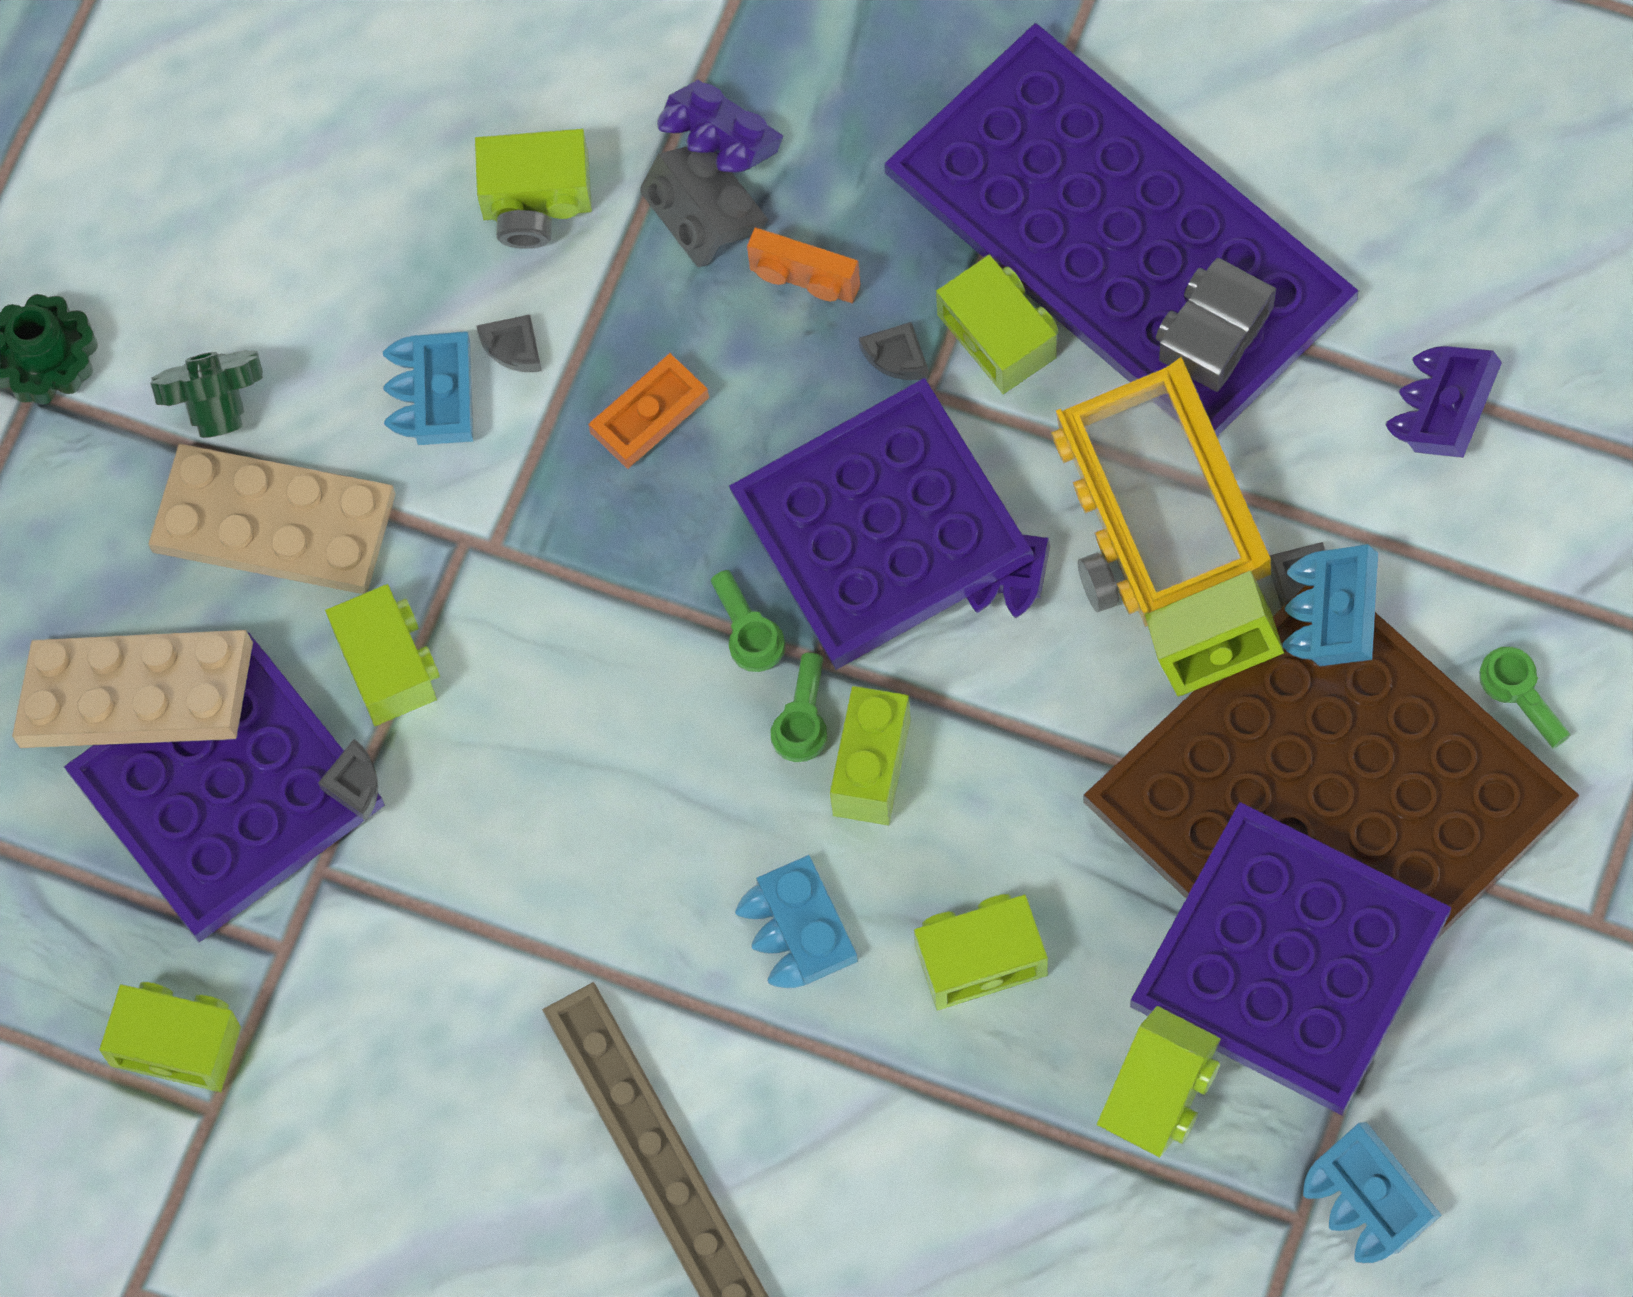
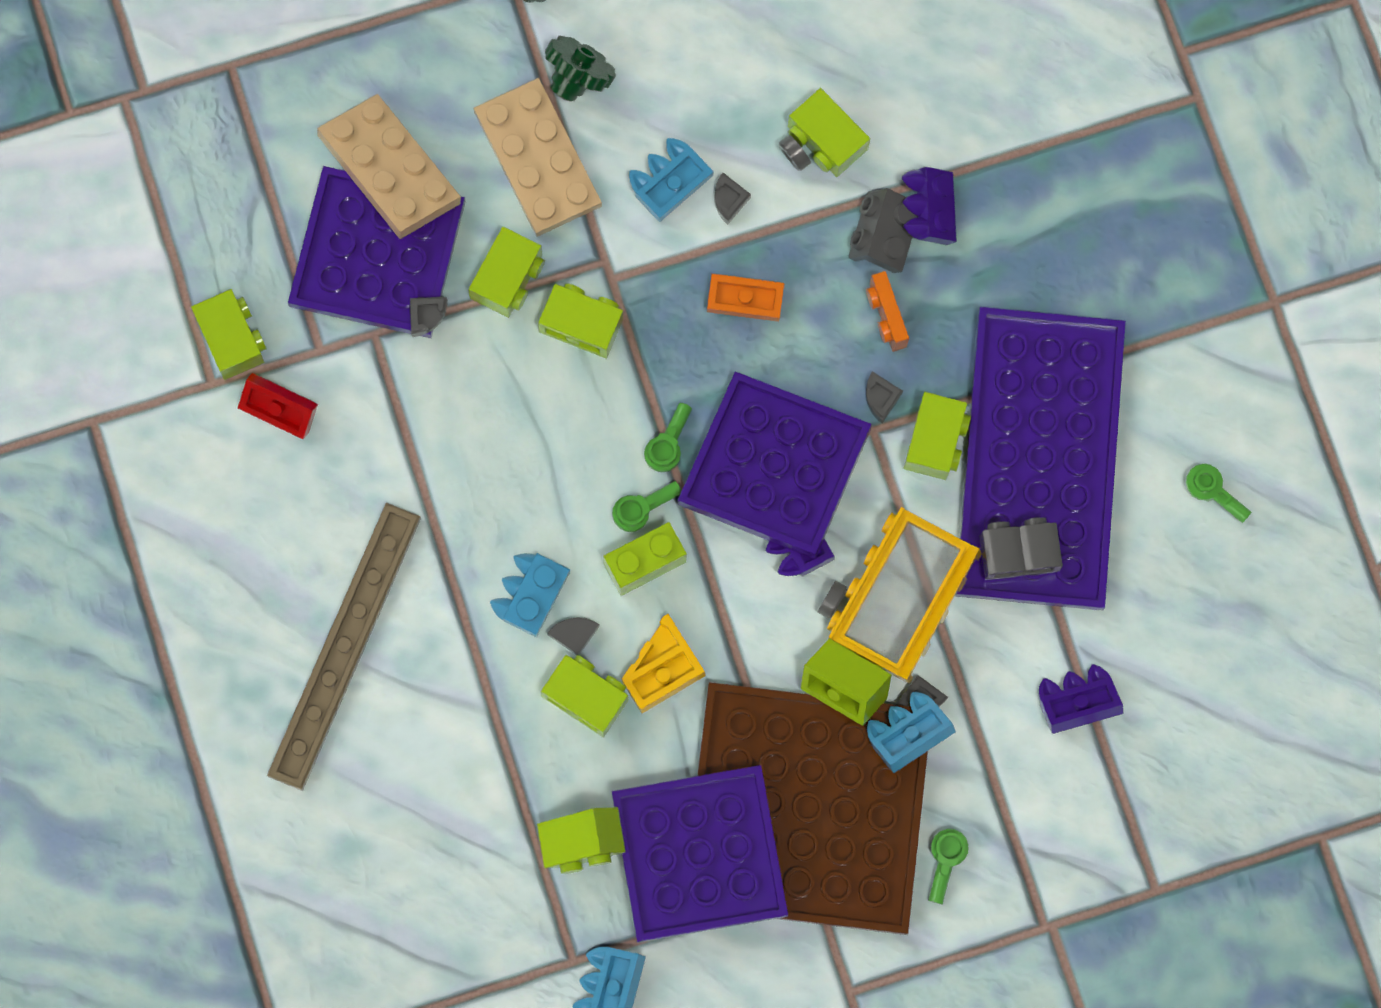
camera: 40 degrees right, 10 degrees up
(311, 1046) = (277, 406): none -> red plate
(515, 612) = (581, 319): none -> lime brick
(891, 911) = (574, 633): none -> dark grey tile
(1019, 836) = (662, 668): none -> yellow wing
(1299, 81) = (1206, 484): none -> bright green plate

